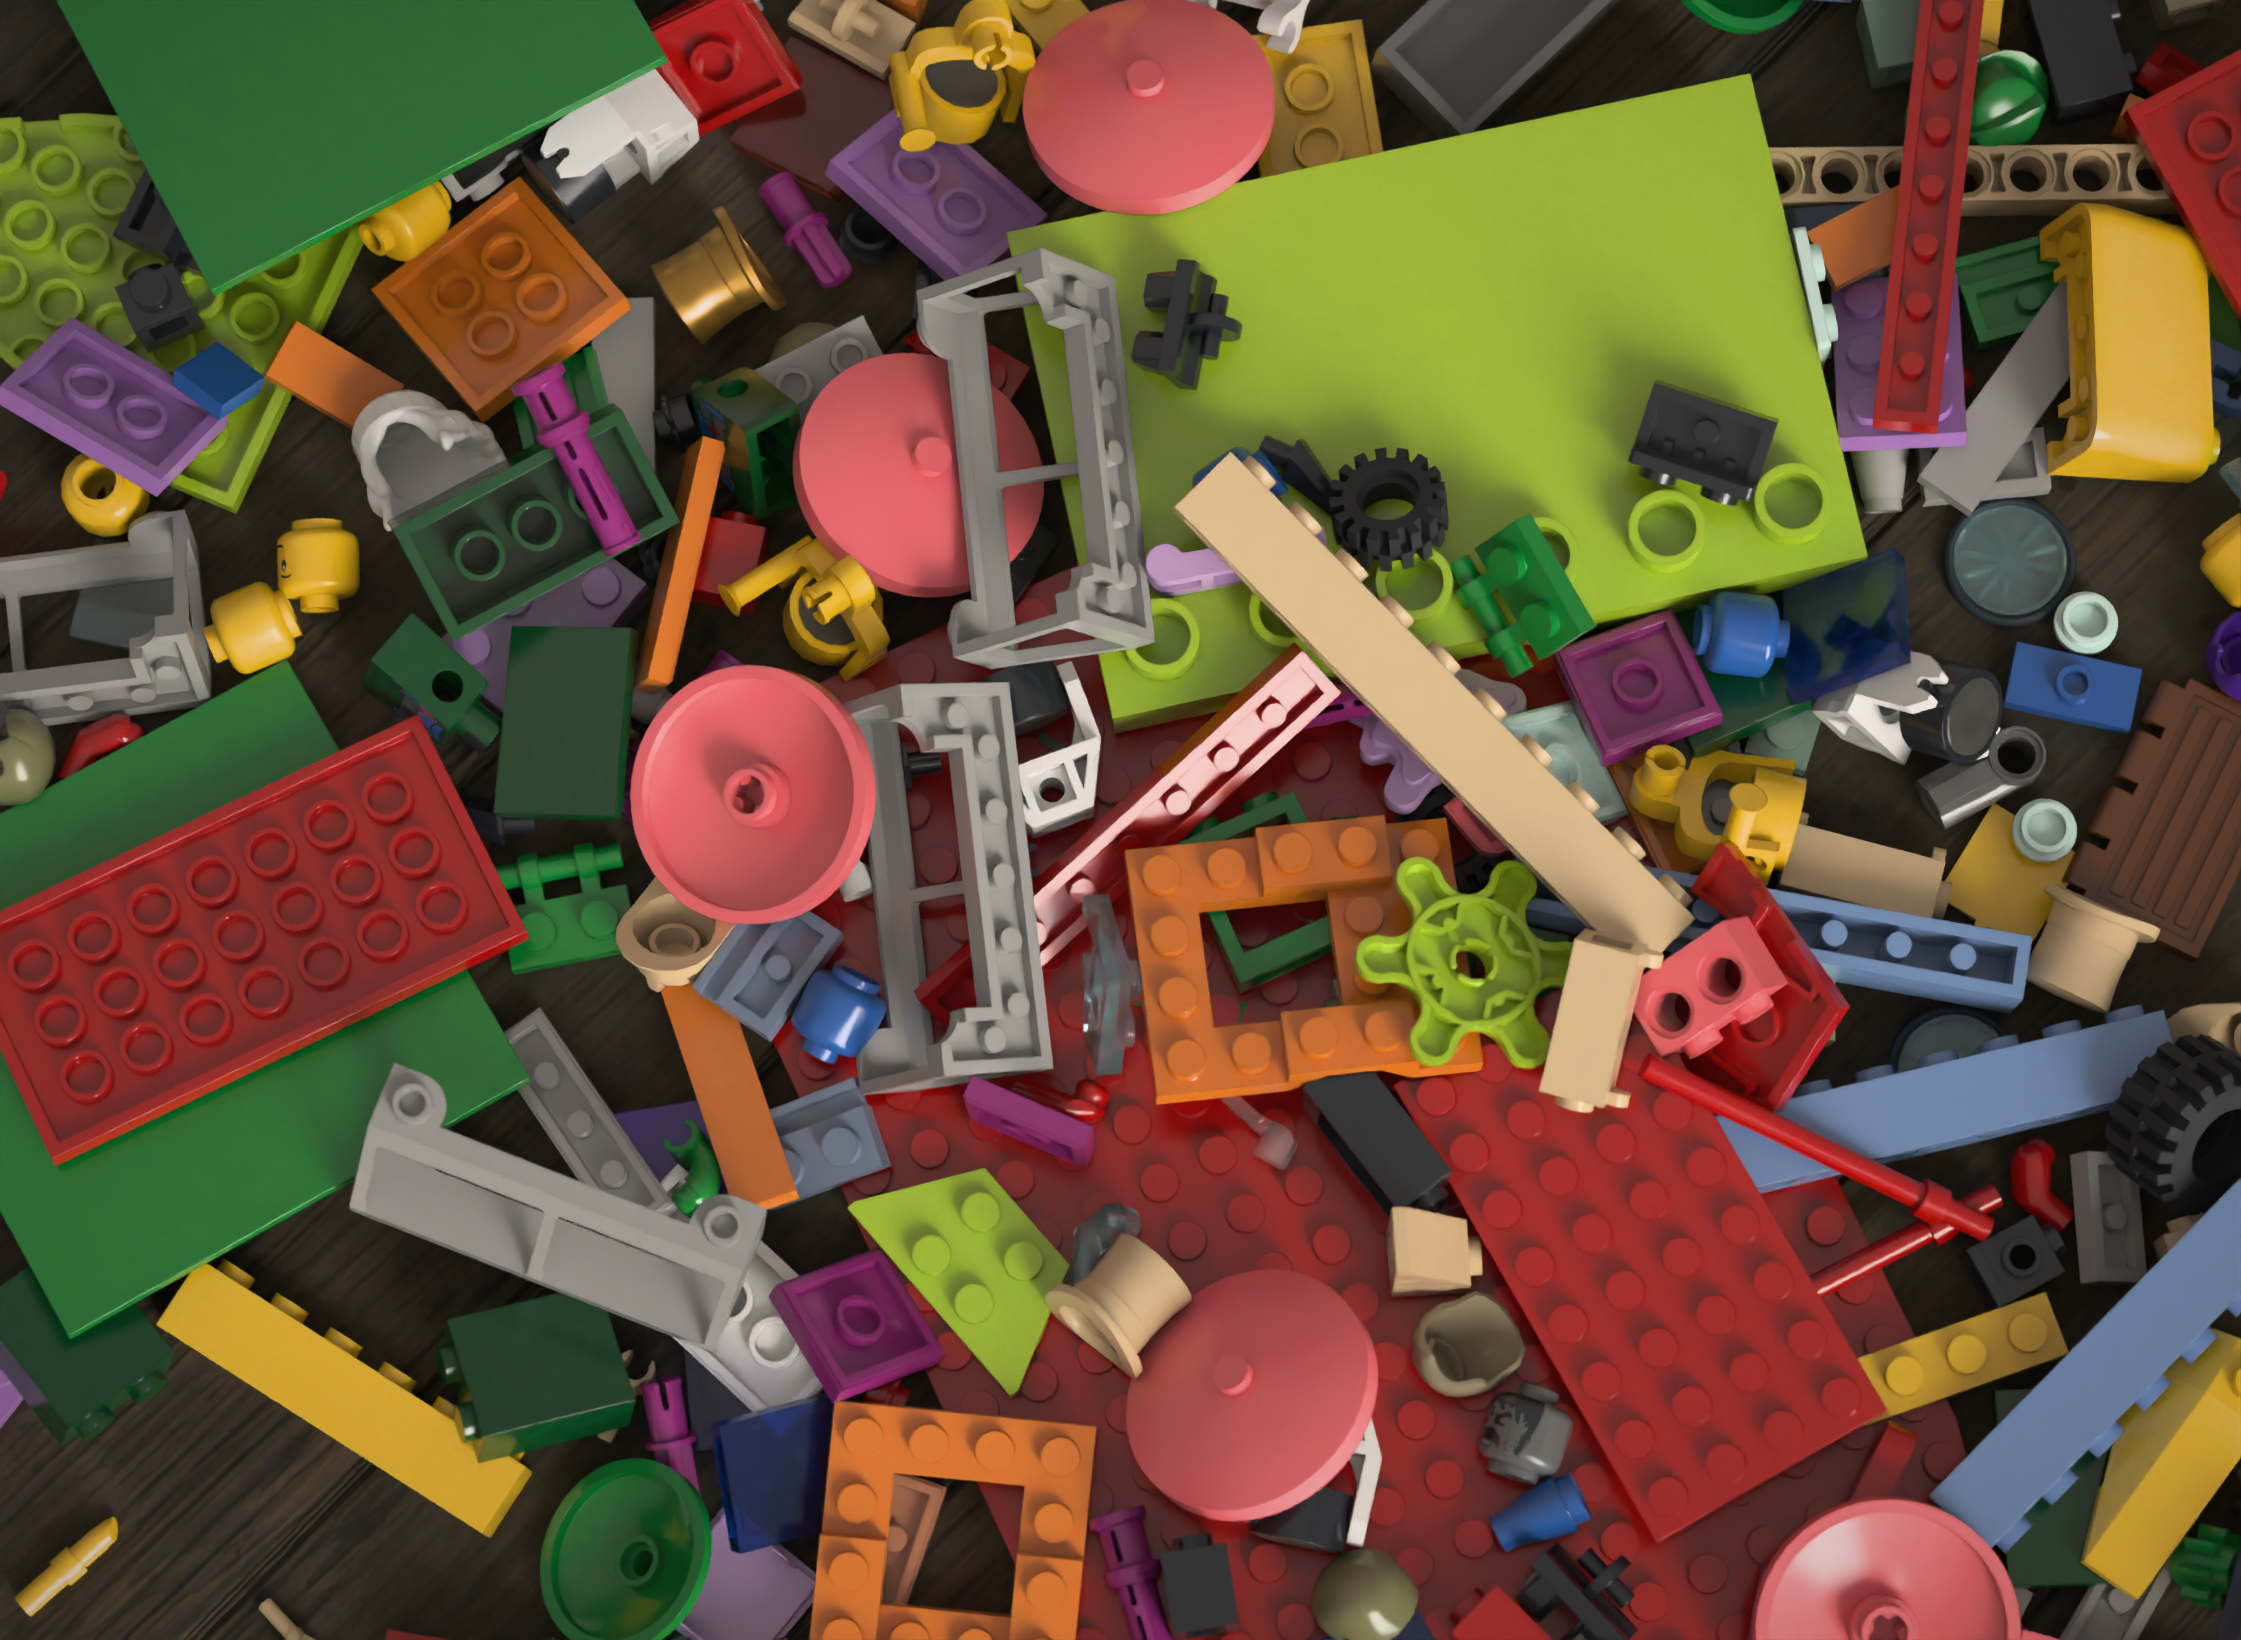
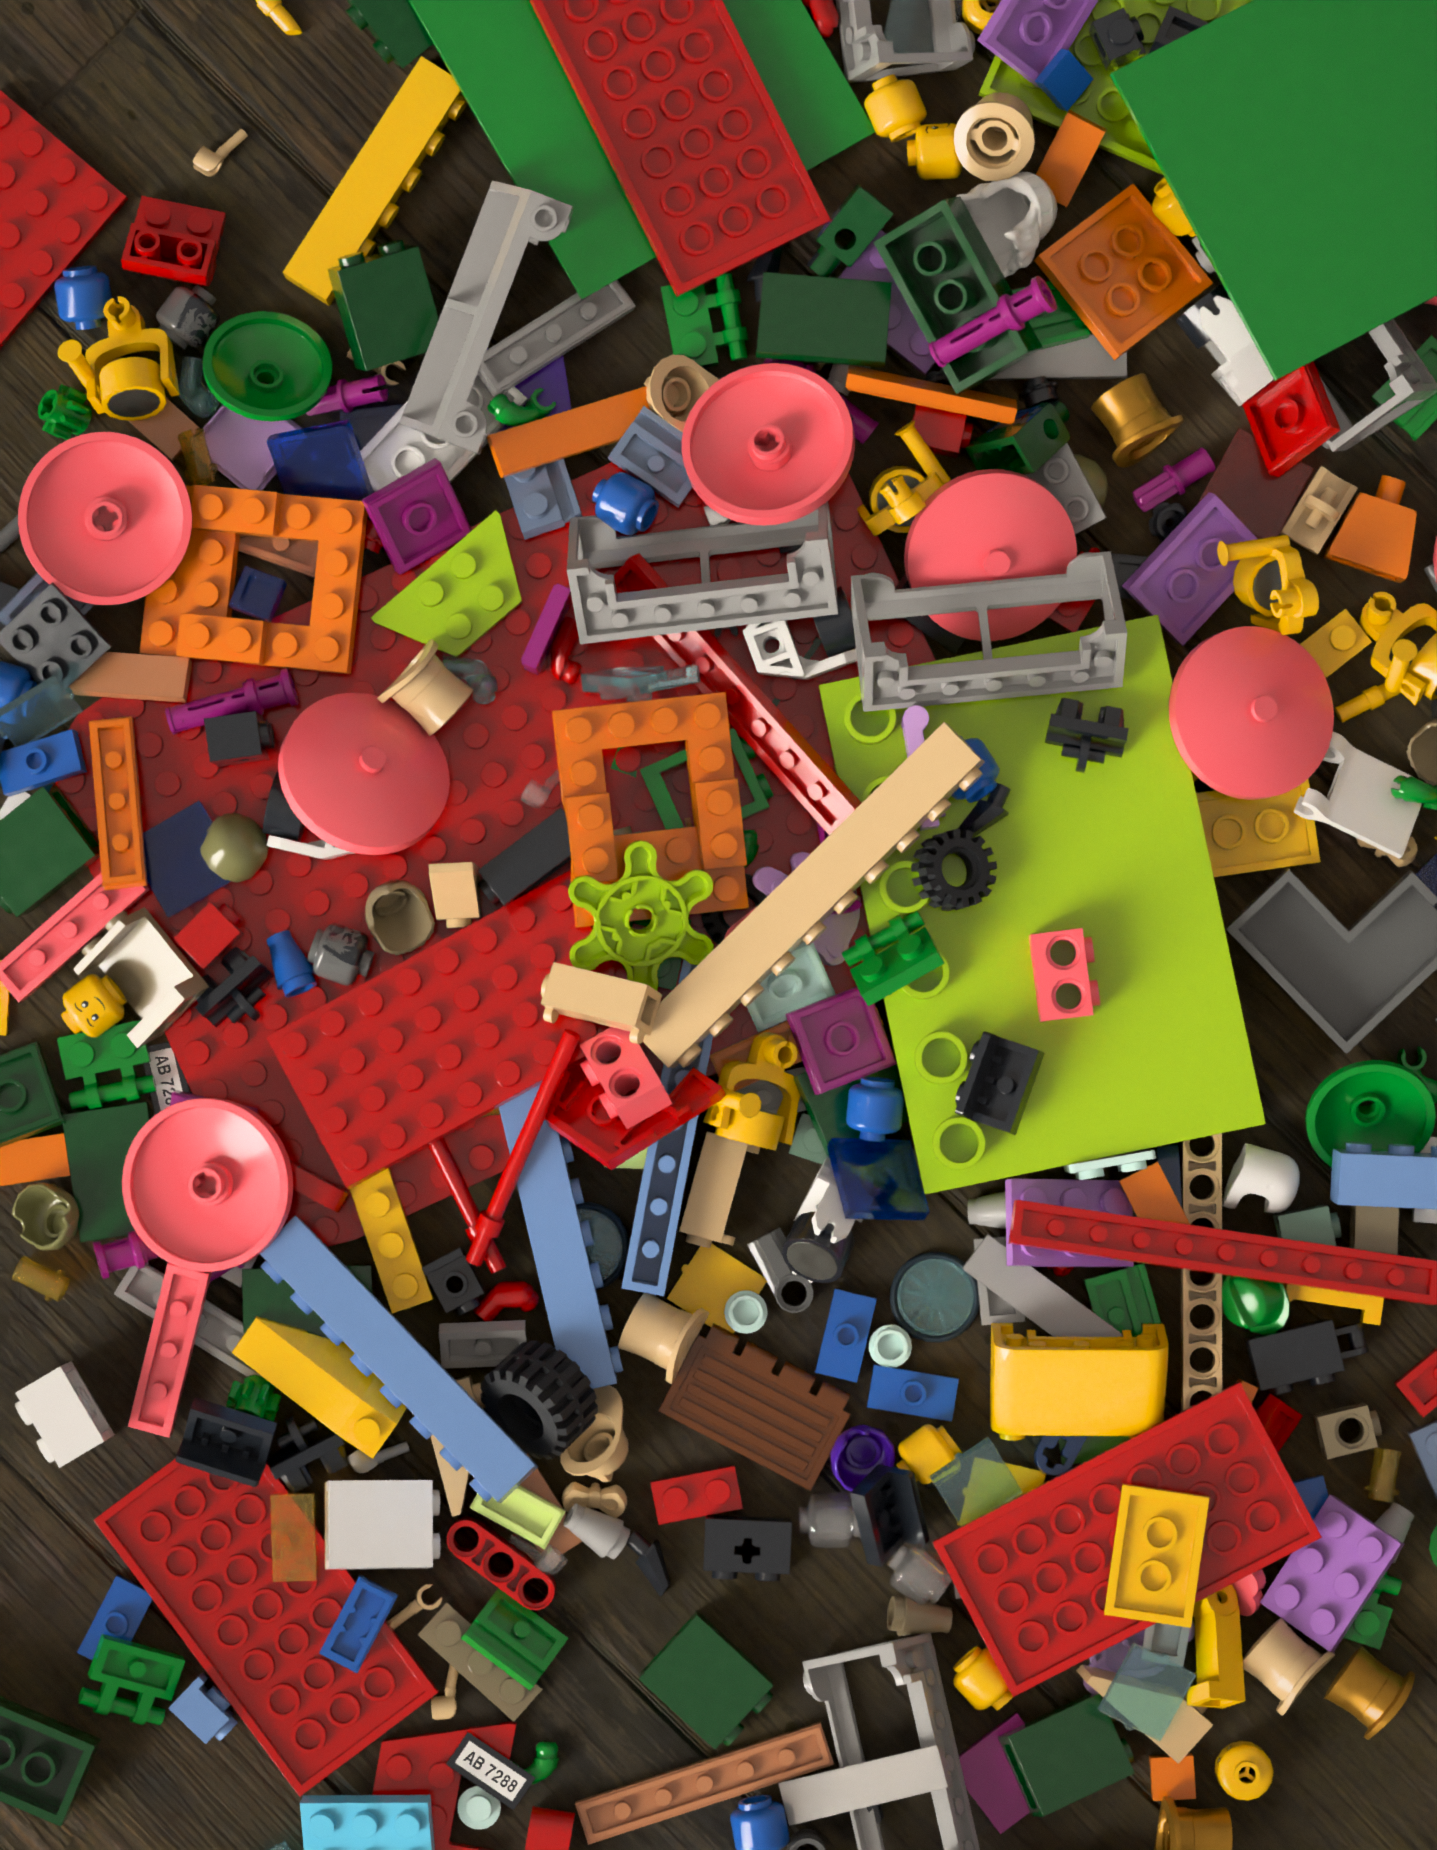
camera: 85 degrees right, 10 degrees up
(300, 474) = (995, 137): none -> tan piece
(976, 1563) = (257, 594): none -> clear blue tile
(1544, 373) = (1050, 976): none -> coral brick
(1818, 90) = (1263, 1174): none -> white helmet
(2153, 590) = (912, 1392): none -> blue plate

